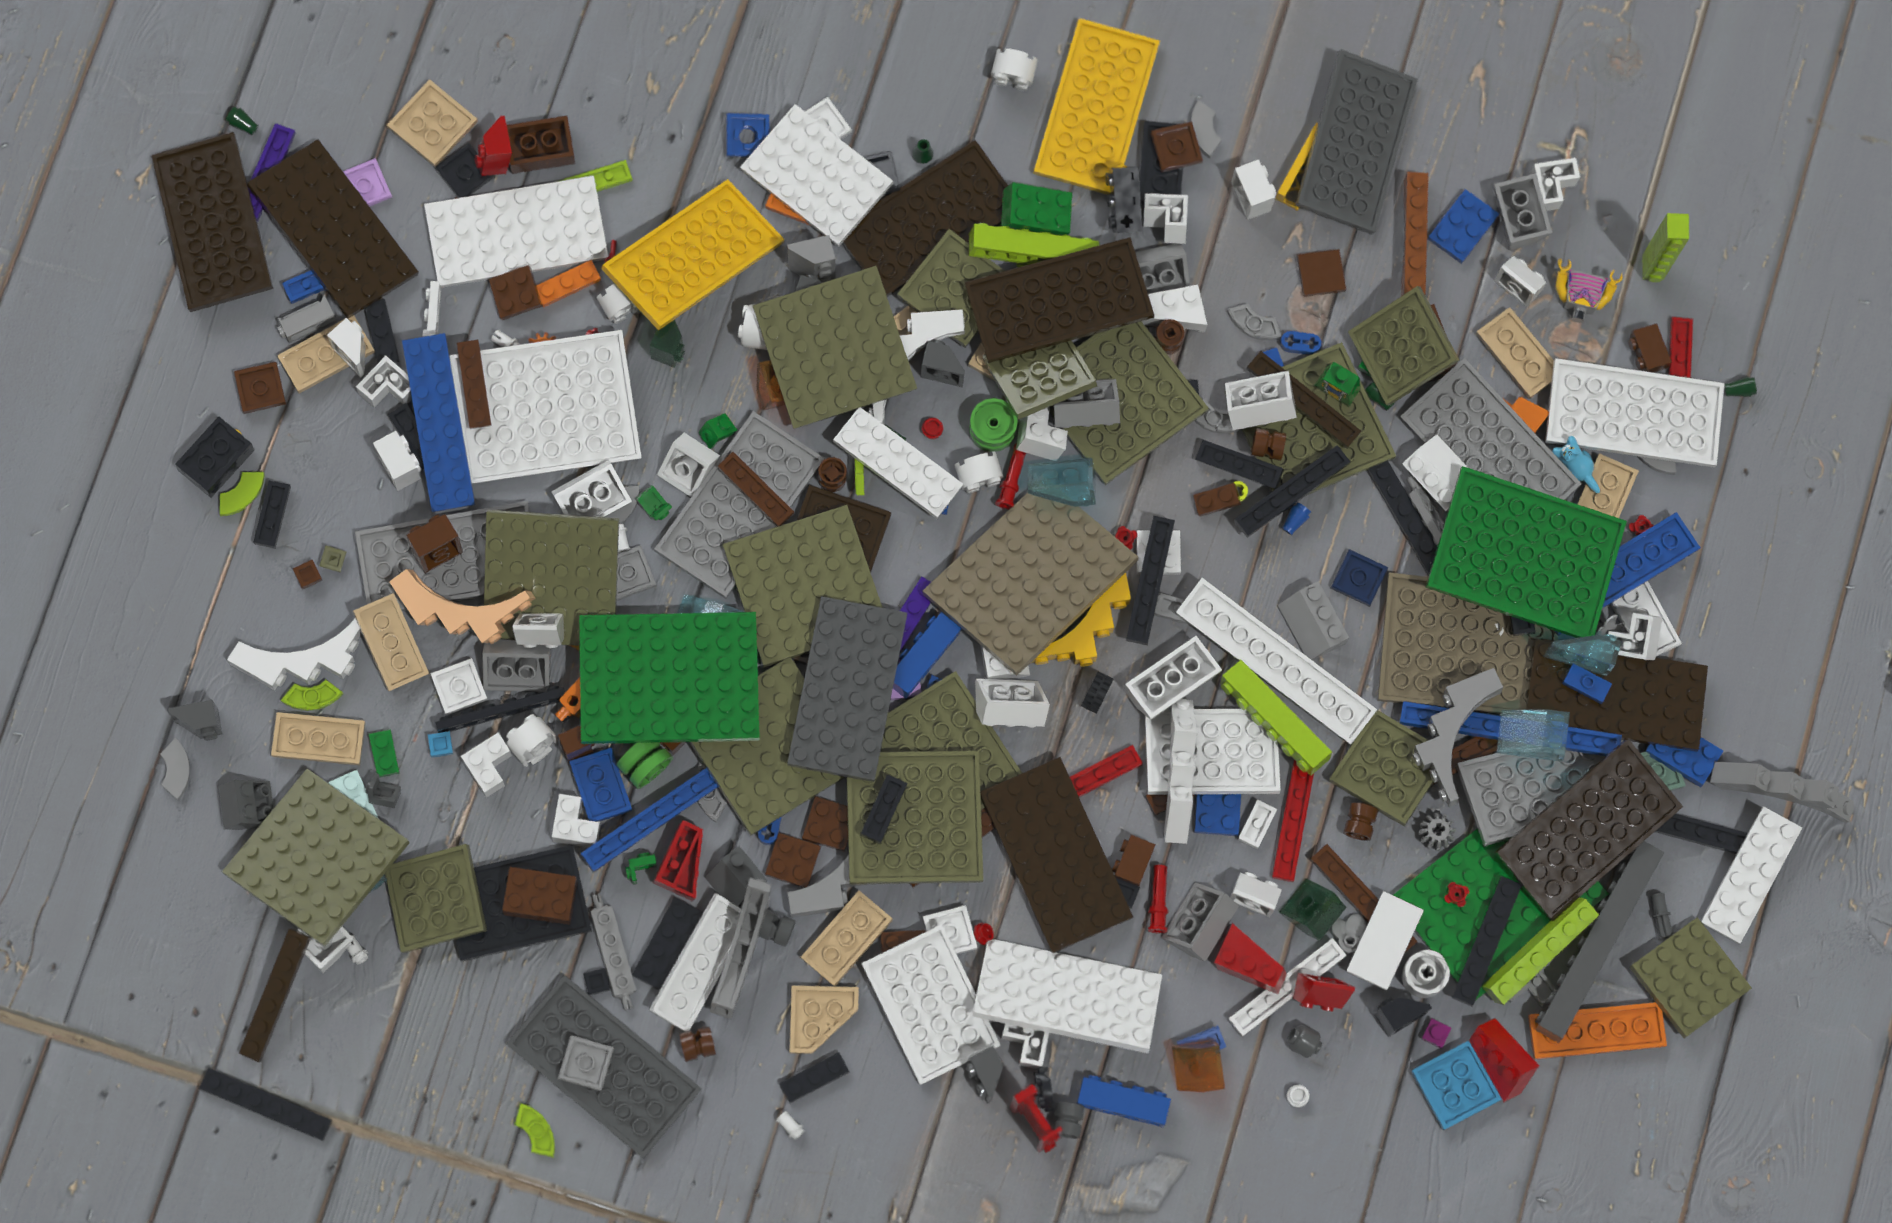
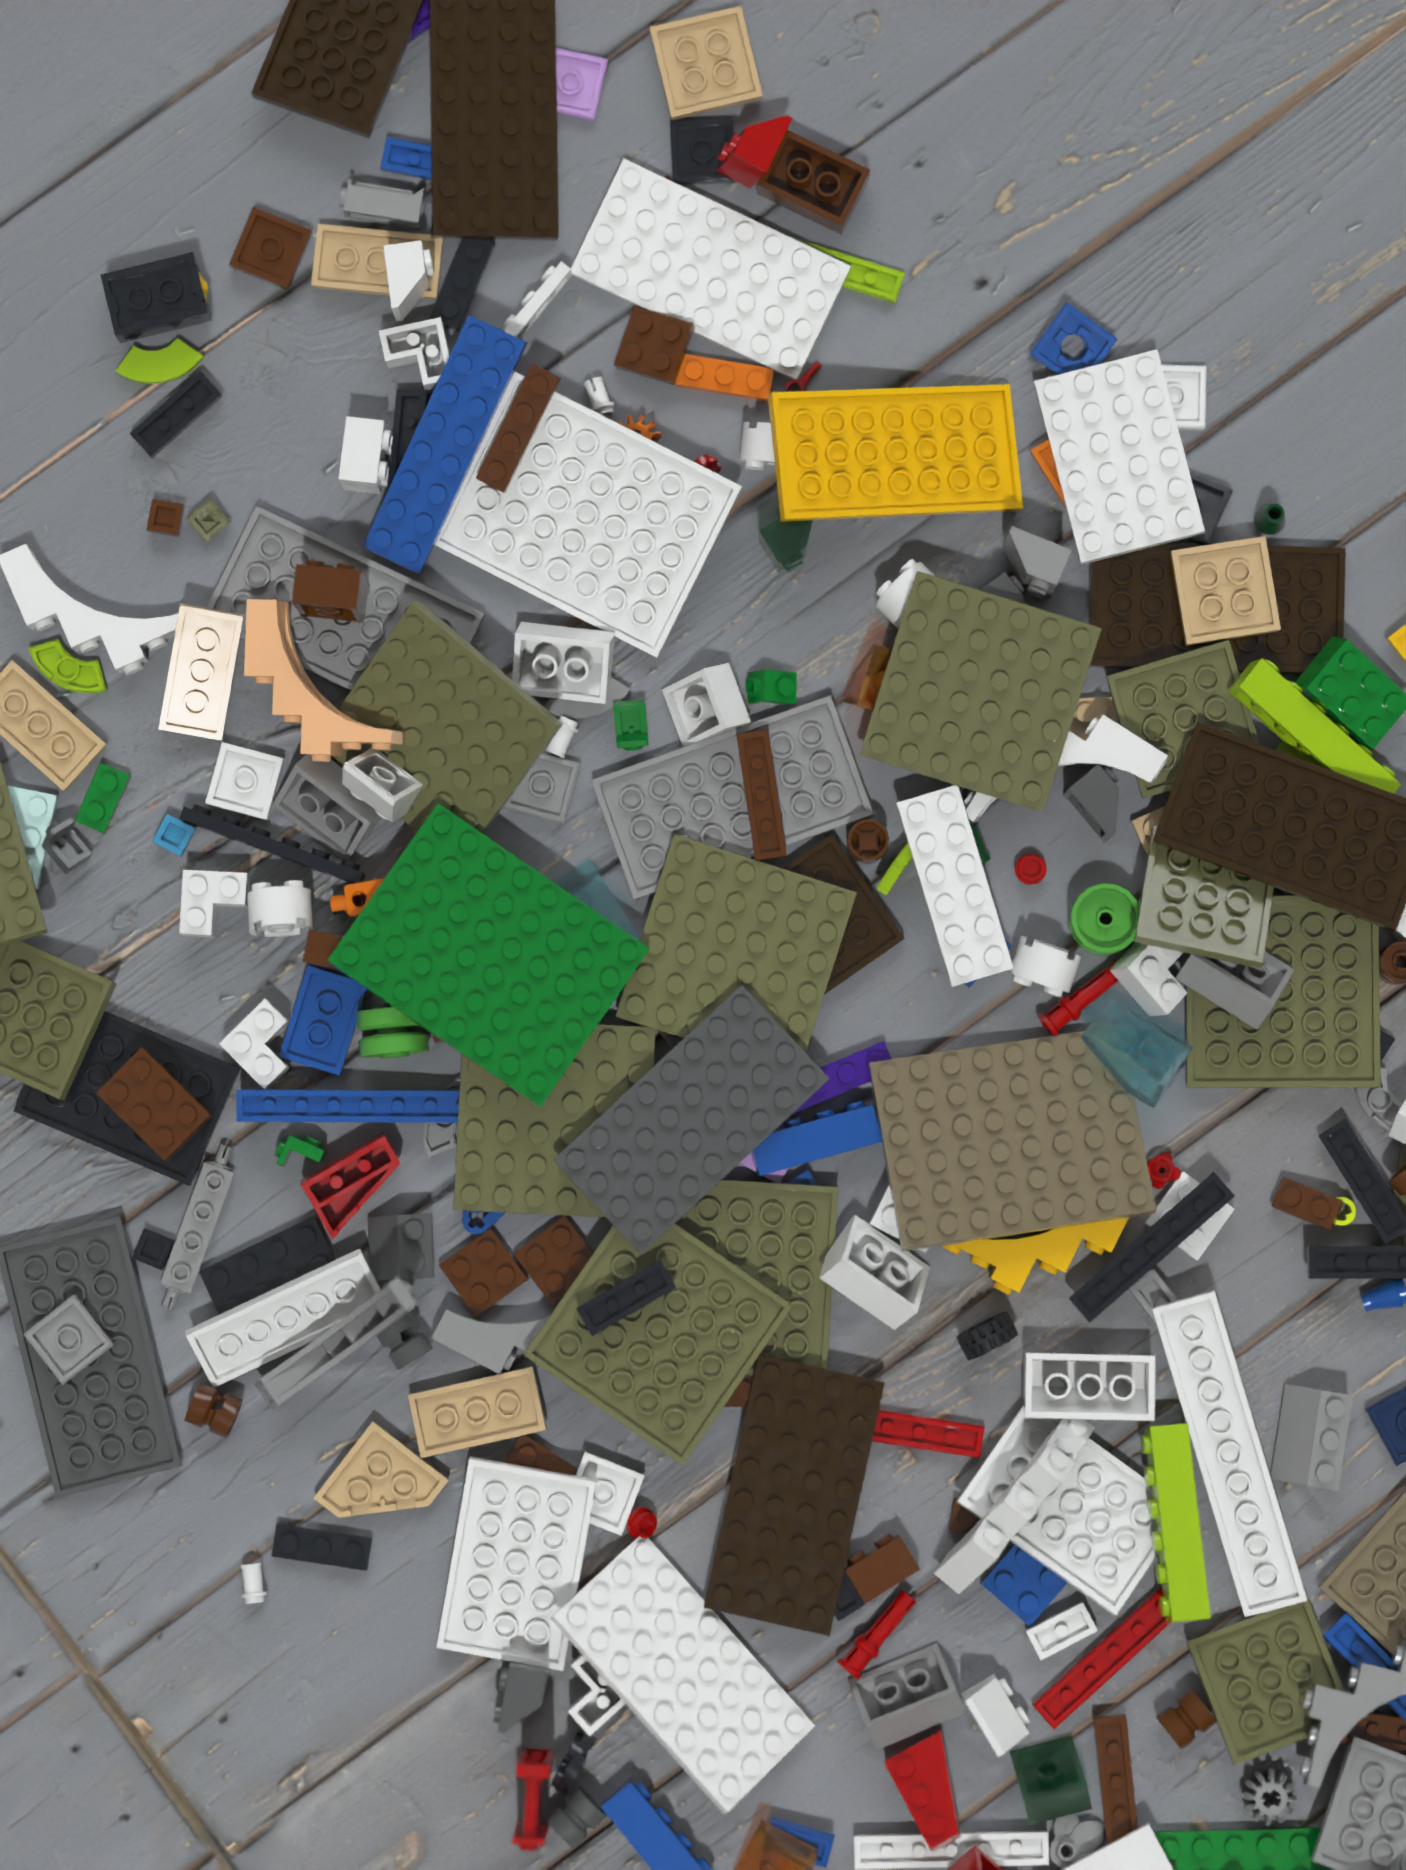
camera: 45 degrees right, 10 degrees up
(927, 205) = (1225, 590): none -> tan plate

